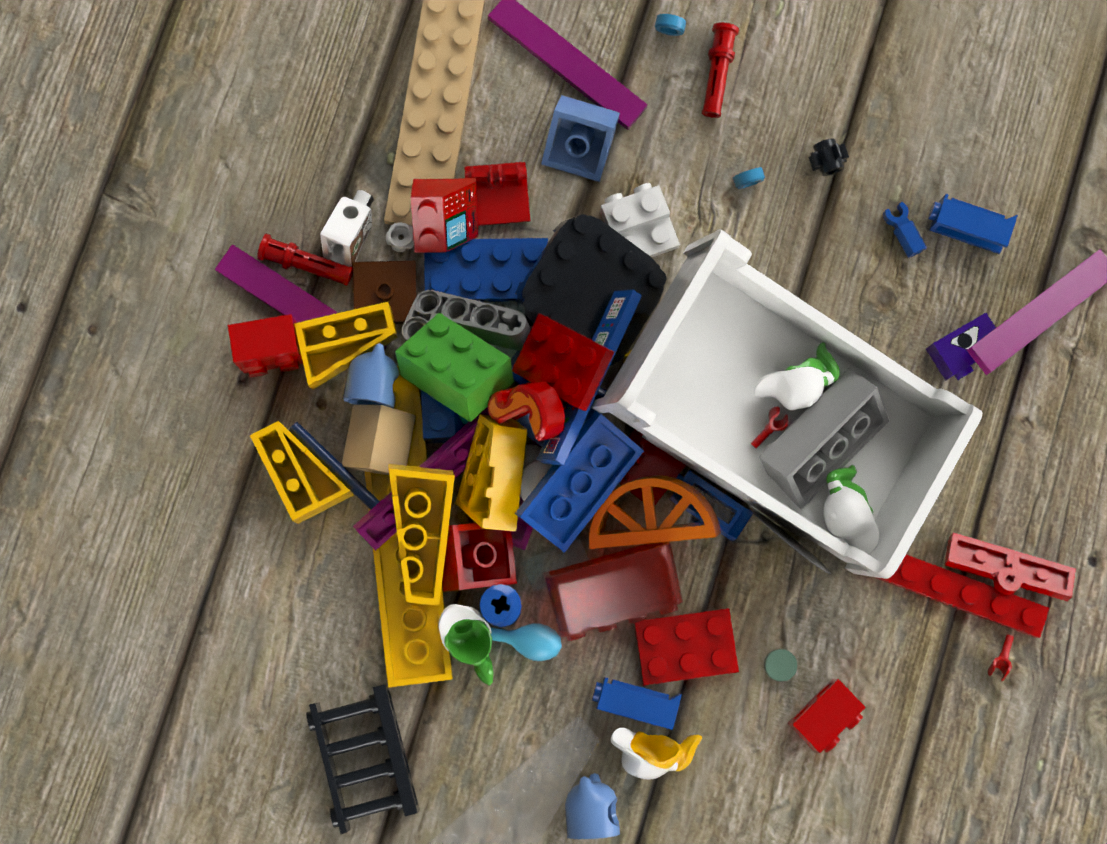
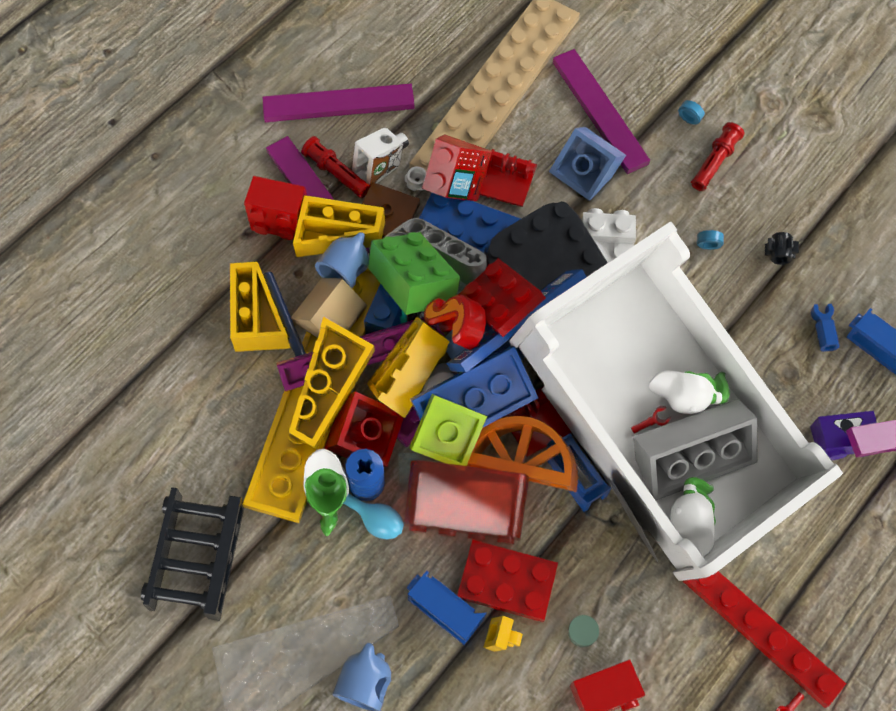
camera: 25 degrees right, 15 degrees down
(268, 176) = (338, 102): none -> magenta tile
(568, 530) = (447, 431): none -> lime tile
(653, 755) = (438, 658): hair -> none
(703, 706) = (501, 635): none -> yellow tile
(1010, 568) = (822, 633): hinge -> none

